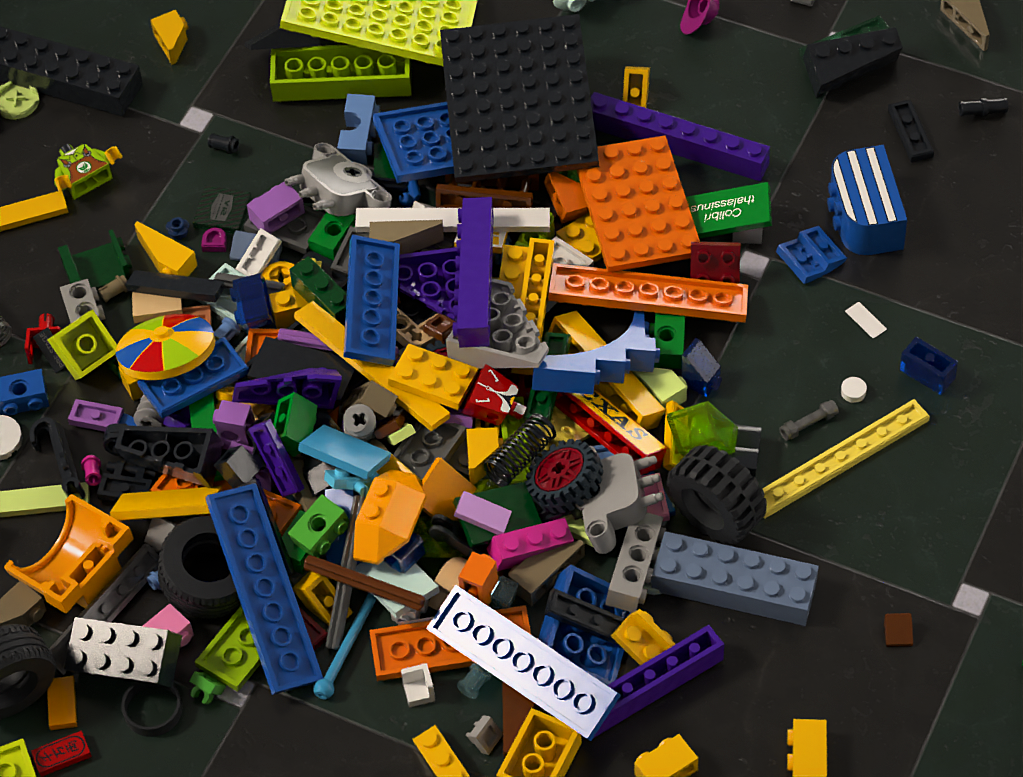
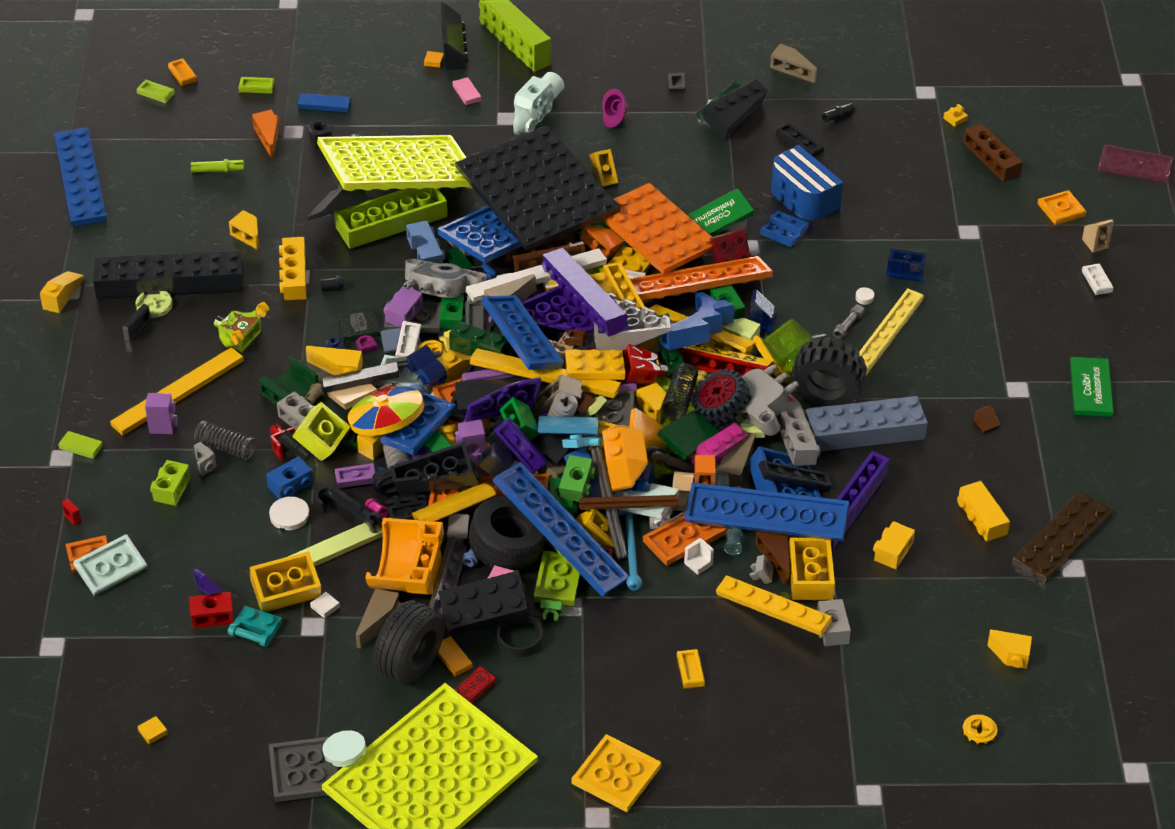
camera: 30 degrees left, 10 degrees down
(191, 108) = (293, 267): none -> yellow brick
(482, 513) = (682, 433): lavender tile -> none
(642, 637) = (831, 475): yellow bracket -> none
(683, 137) = (671, 184): dark purple brick -> none
(865, 320) = (844, 255): white sticker -> none

